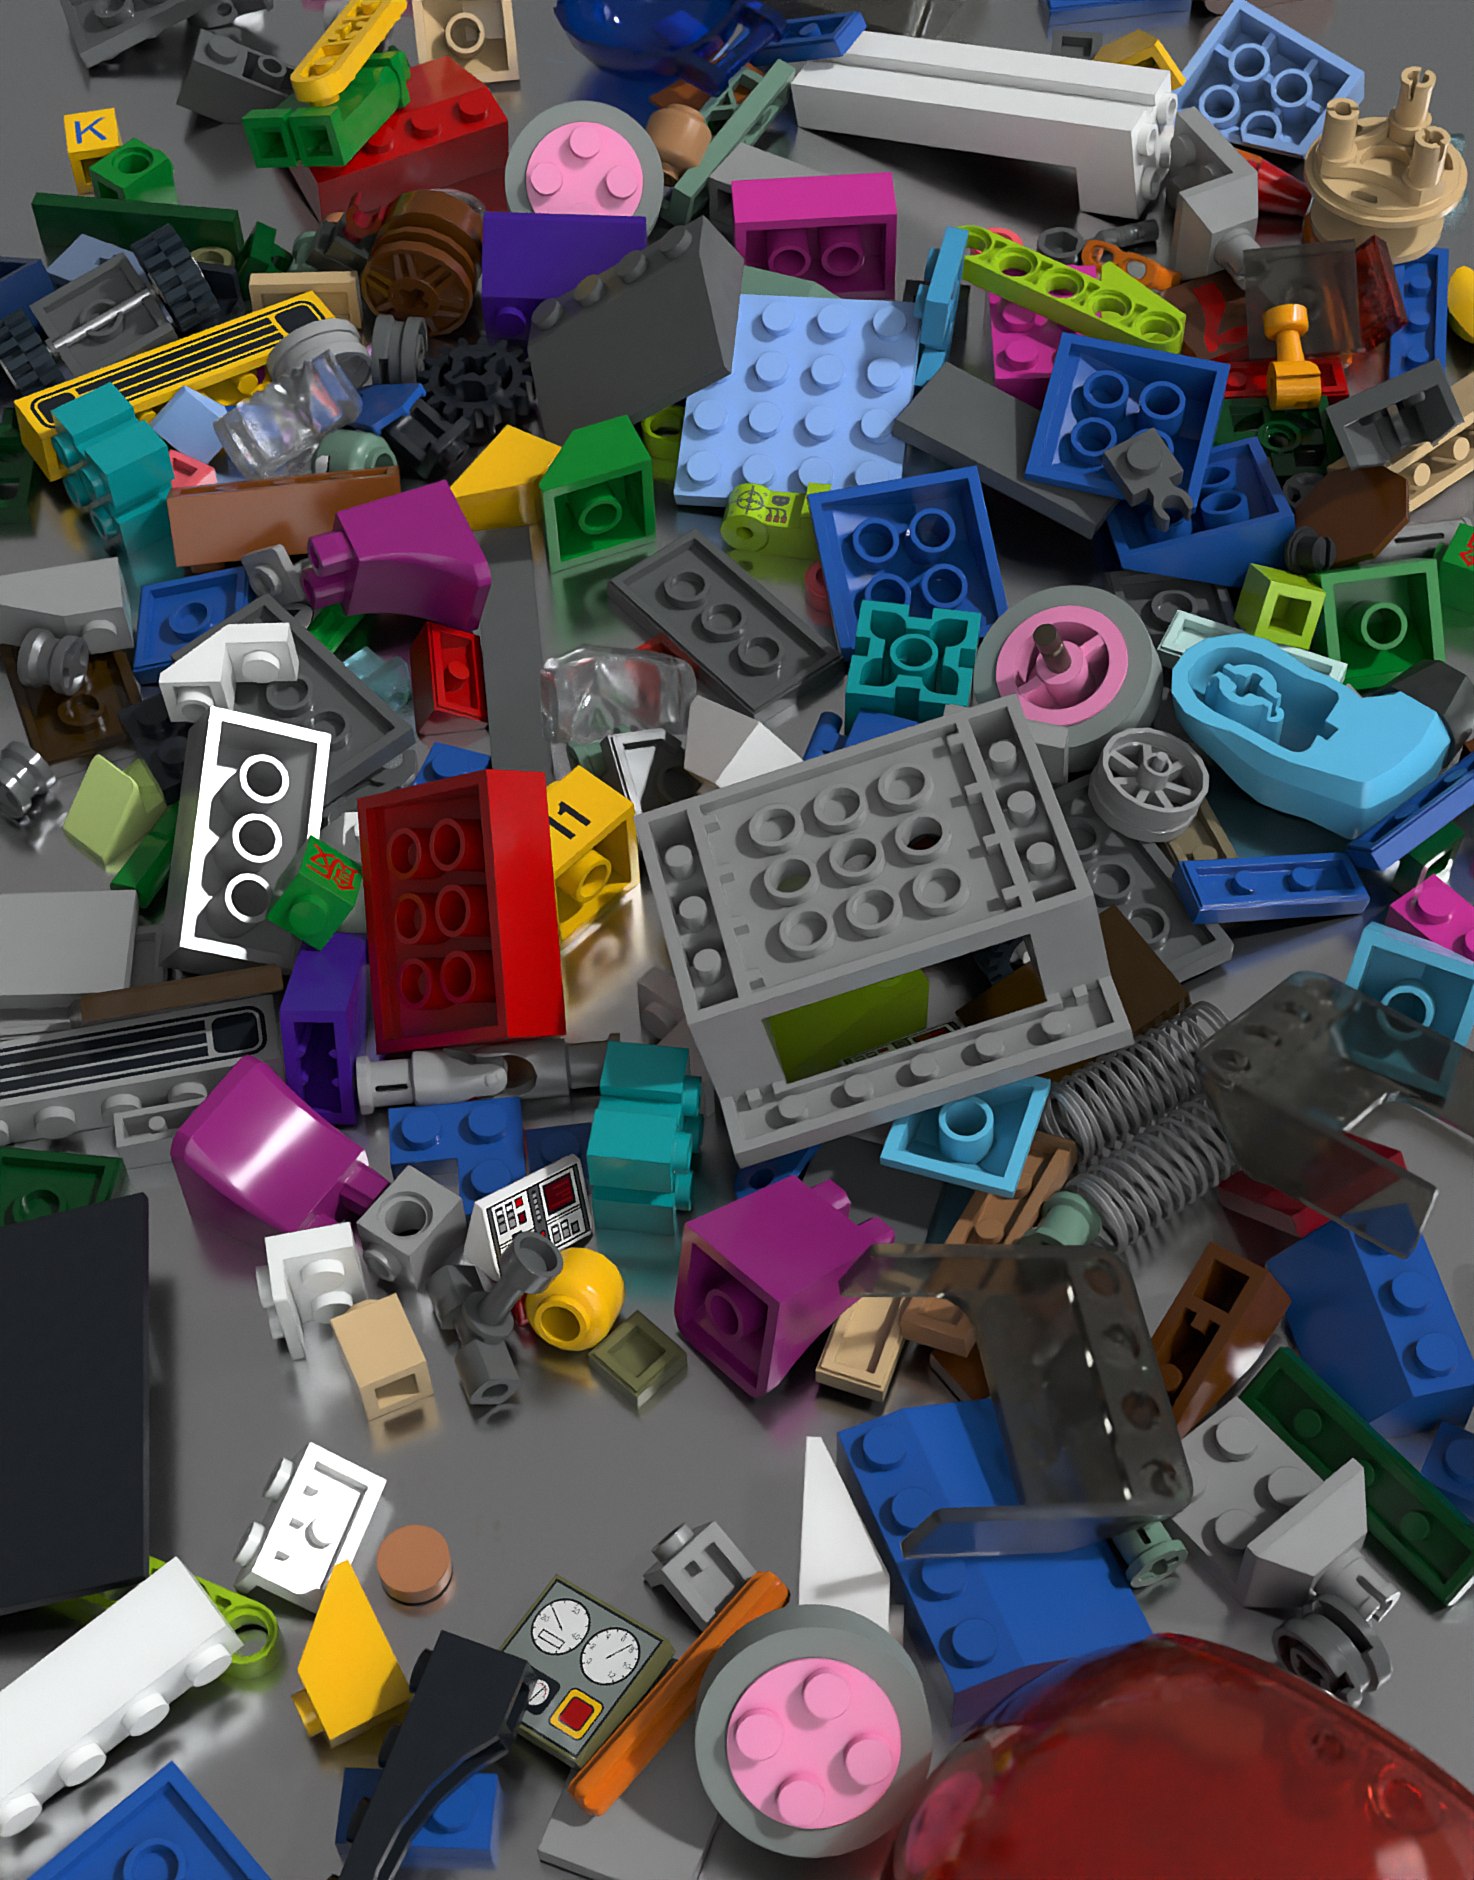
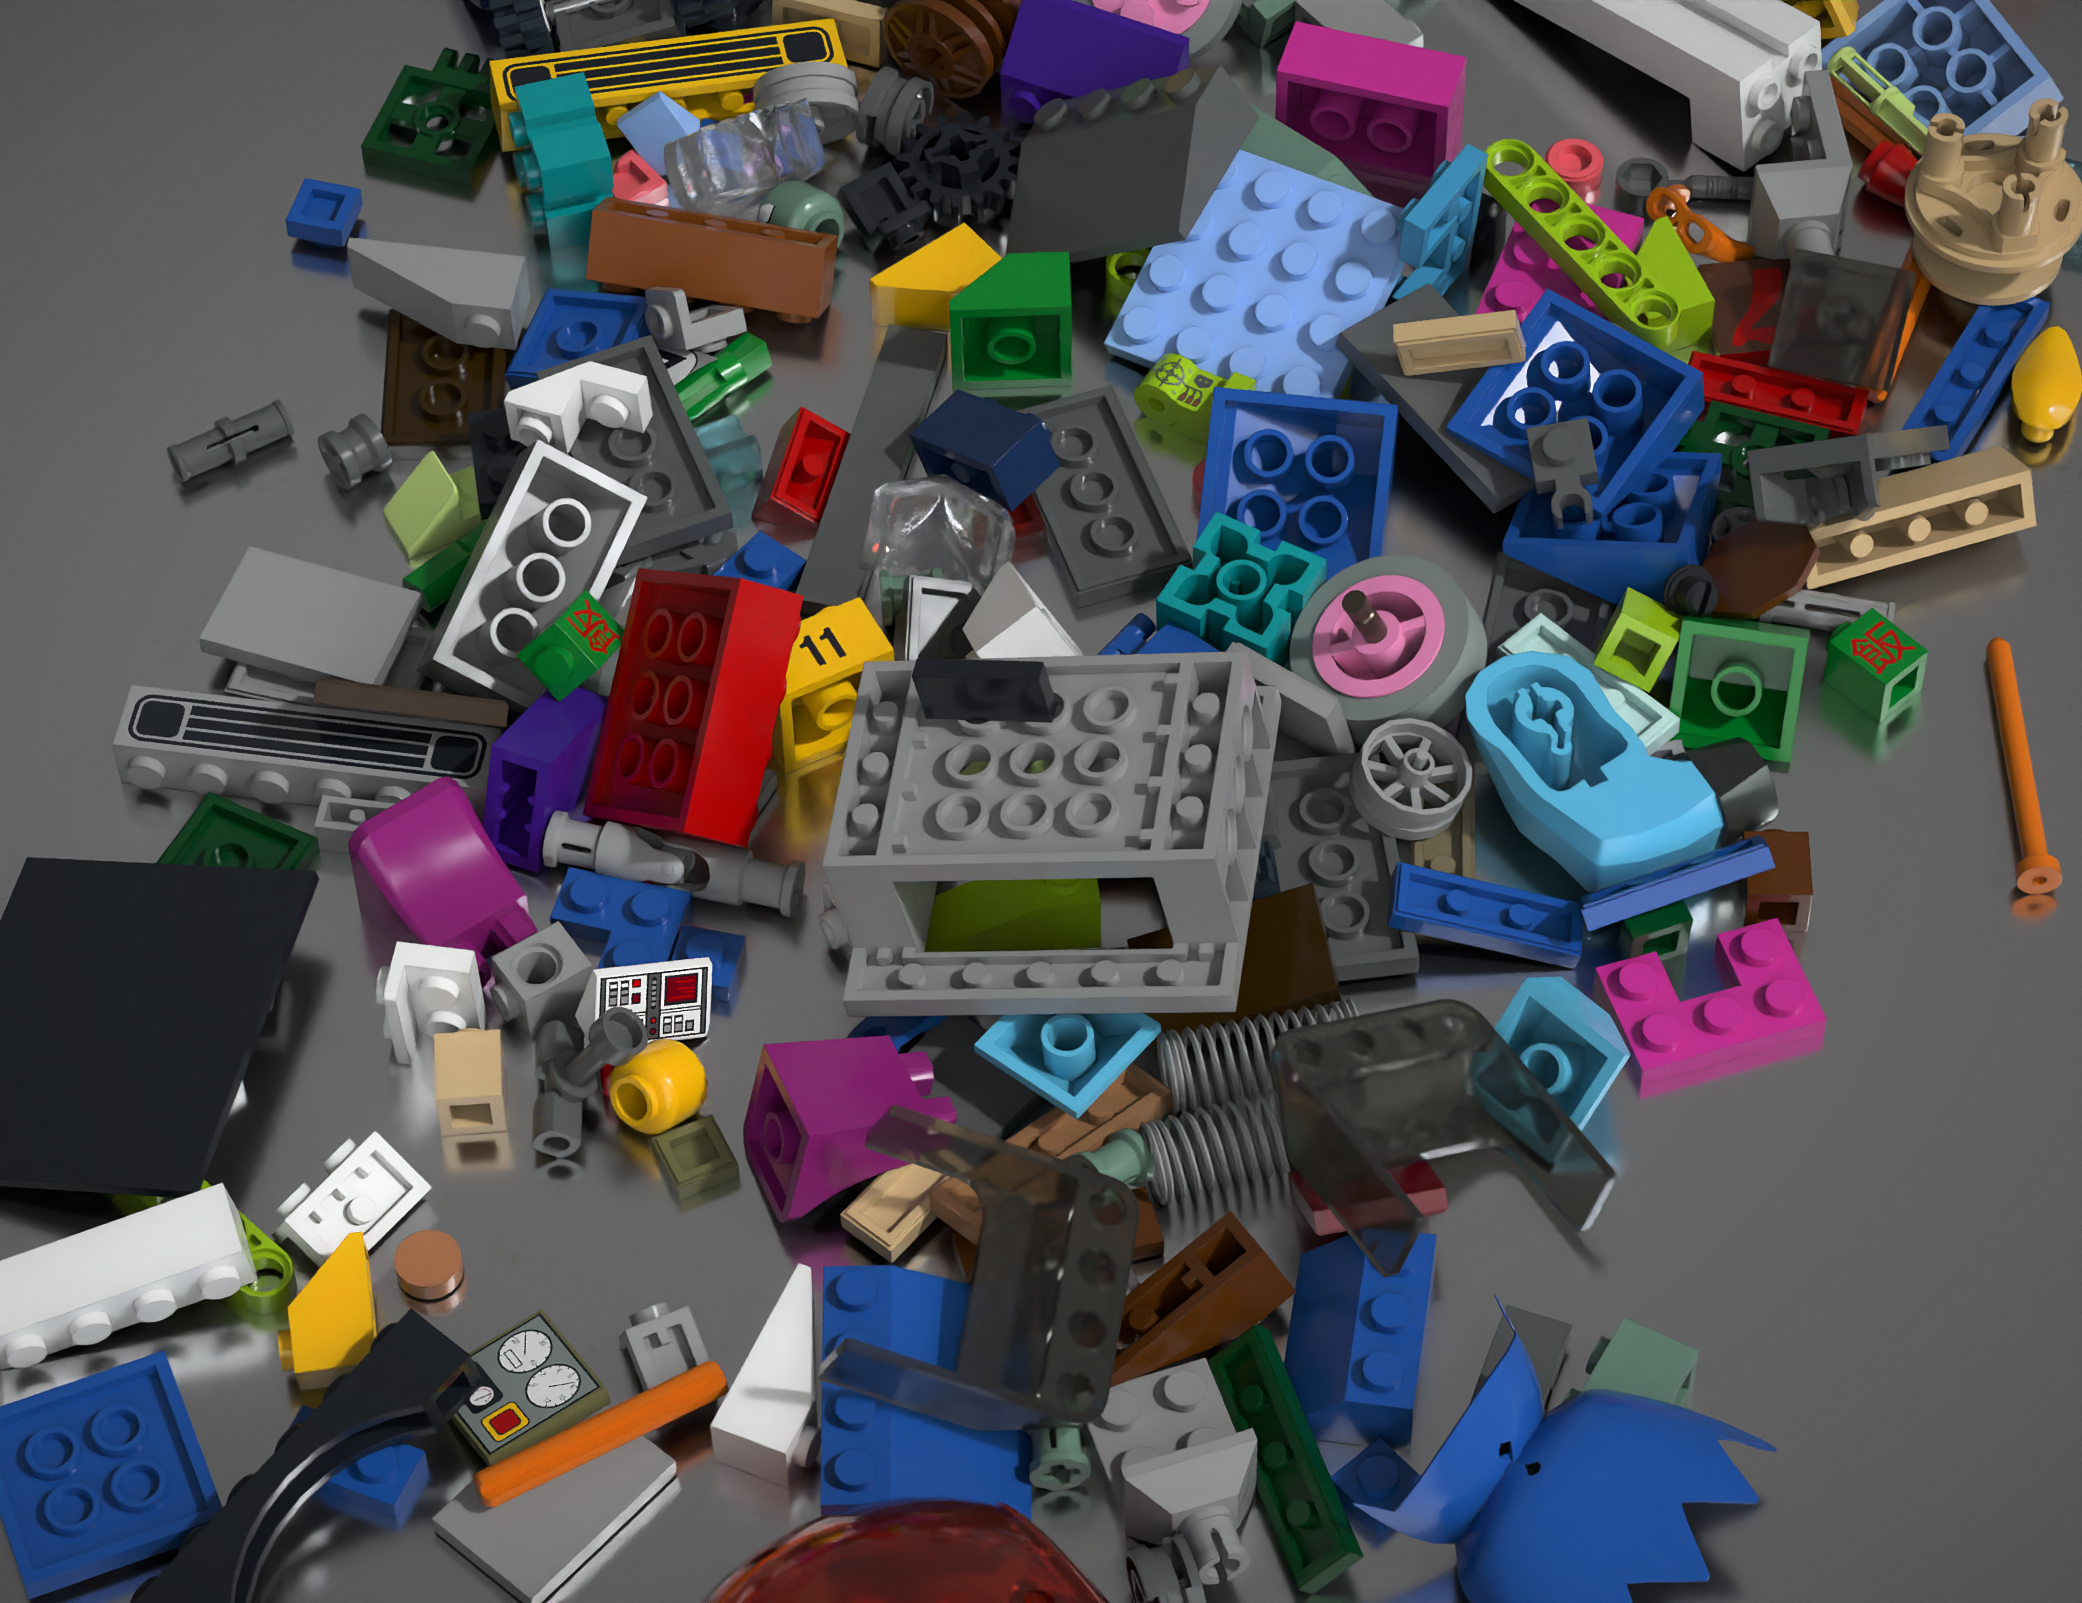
camera: 20 degrees right, 0 degrees up
(52, 661) = (429, 344): flat silver wheel -> none
(385, 404) = (850, 164): blue piece -> none
(401, 558) = (790, 336): magenta hips -> none
(616, 607) = (986, 448): none -> dark blue brick
(644, 1138) = (775, 961): teal brick -> none
(780, 803) = (984, 690): none -> black tile
(812, 1731) = (684, 1489): wheel -> none
(1012, 395) = (1459, 342): none -> tan tile
(1249, 139) = (1886, 104): none -> yellowish green piece
(1290, 380) = (1790, 400): light orange leg -> none
(1378, 294) = (1930, 331): clear red plate -> none

